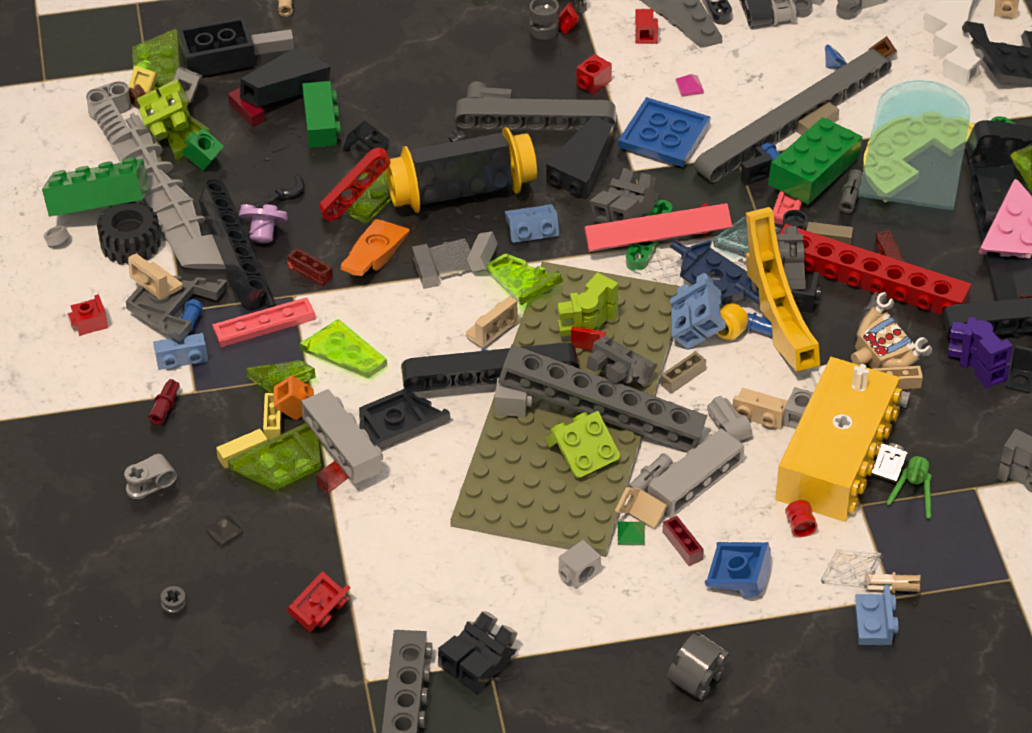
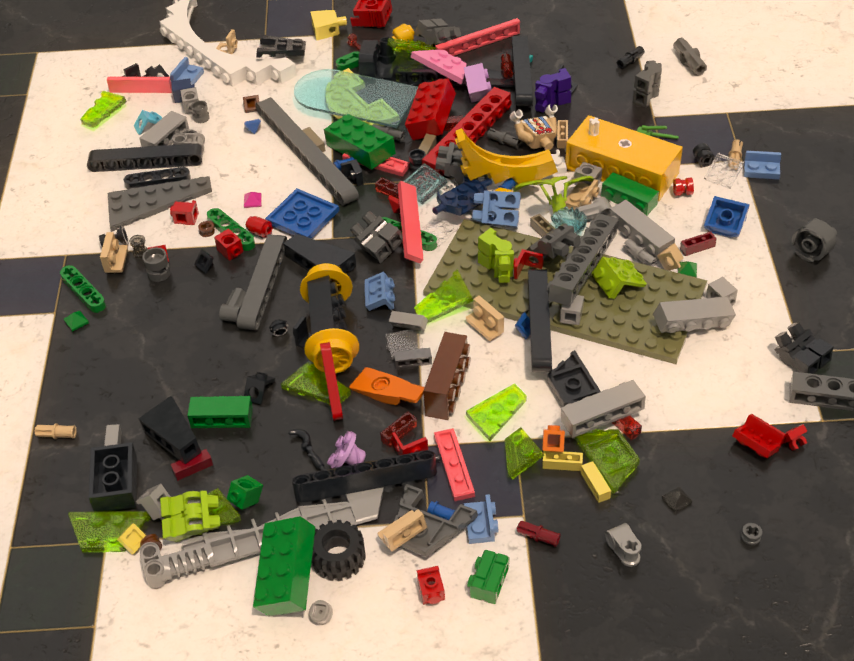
camera: 80 degrees left, 0 degrees up
(100, 361) = (489, 576): none -> green brick
(275, 278) = (416, 446): none -> red bracket
(327, 640) = (795, 434): none -> red tile
(384, 289) = (446, 376): none -> reddish brown piece
(520, 525) = (694, 314): none -> light grey brick
(564, 62) = (204, 261): none -> black slope
(611, 89) = (223, 218): none -> green beam
(625, 48) = (206, 232): none -> reddish brown bush
(633, 95) = (258, 226): none -> red brick
(691, 388) = (570, 217): none -> clear light blue hair
(733, 375) = (557, 200): none -> lime plant
(737, 204) = (387, 188): none -> clear red piece
(761, 469) = (619, 188): none -> green brick
(883, 541) = (703, 155): none -> black wheel
(903, 221) = (430, 108): none -> red piece
(980, 264) = (477, 82): none -> lavender brick

